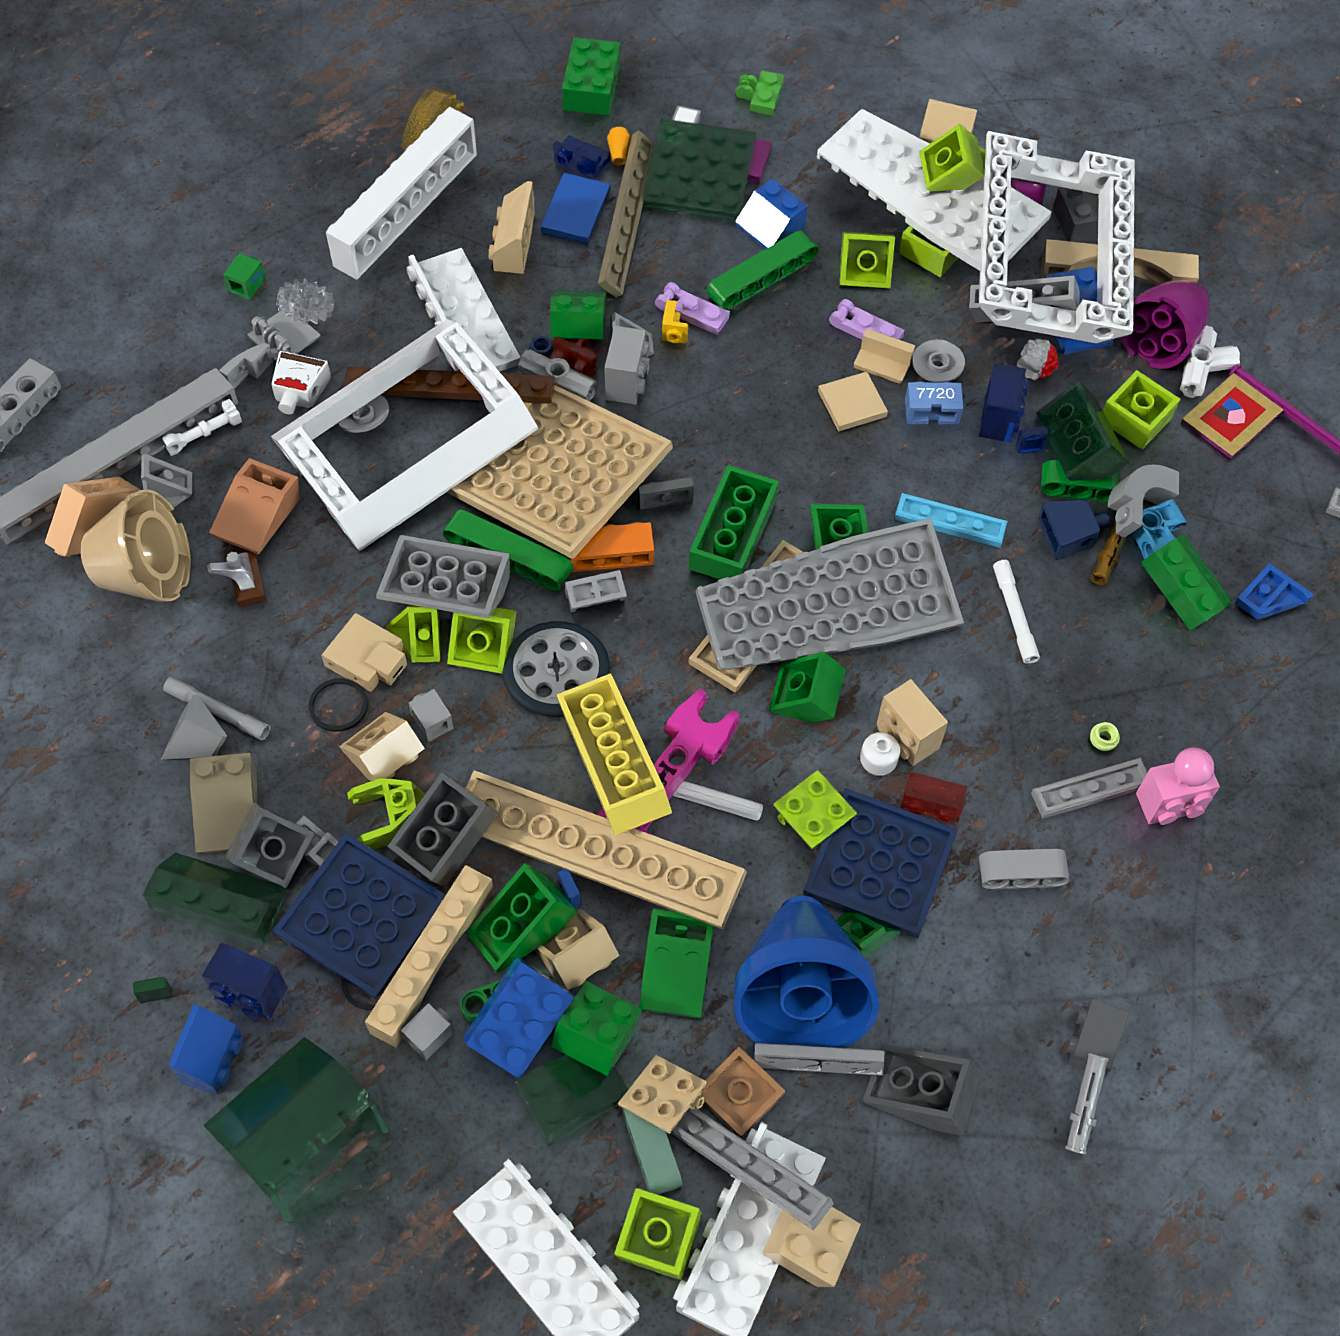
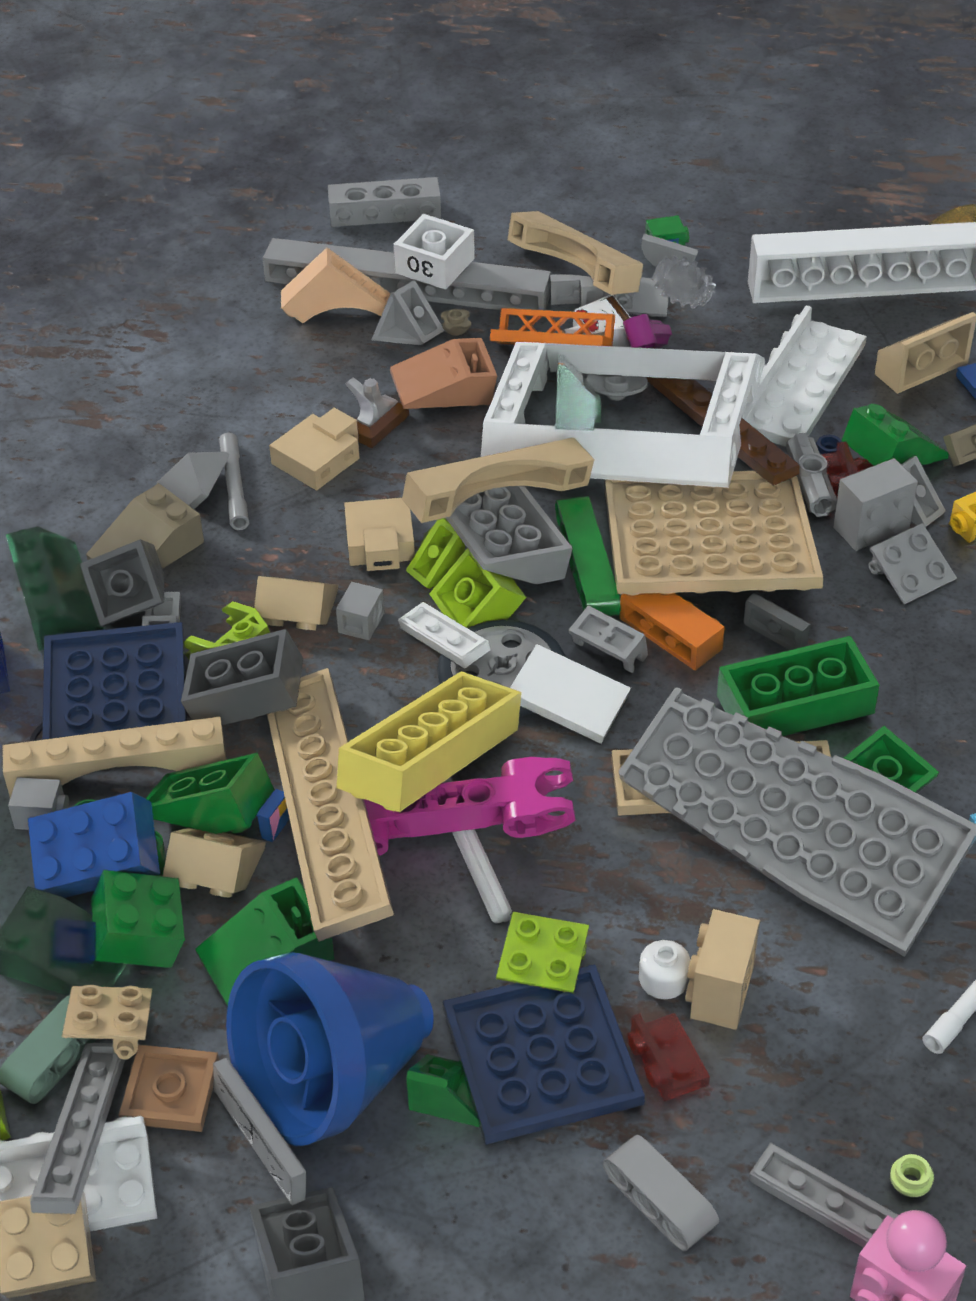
camera: 55 degrees right, 15 degrees down
(131, 420) = (434, 251): none -> white brick
(138, 549) = (347, 334): tan cone -> none
(167, 342) = (606, 266): none -> tan arch
(175, 442) = (488, 307): white piece -> none
(194, 464) = (456, 321): none -> dark tan plate
(240, 634) = (317, 448): none -> tan piece
(265, 288) = (656, 249): none -> light grey tile
(284, 419) = (510, 337): none -> orange fence
(339, 362) = (646, 333): none -> magenta piece
(344, 727) = (315, 573): black piece -> none
(378, 453) = (575, 399): none -> clear green slope
(404, 590) = (441, 489): none -> tan arch
(500, 681) = (444, 635): none -> white tile
(584, 1079) = (74, 940): none -> clear blue tile
(618, 646) = (570, 693): none -> white tile
(682, 386) = (911, 563): none -> light grey hinge
(808, 688) = (682, 867): green slope -> none

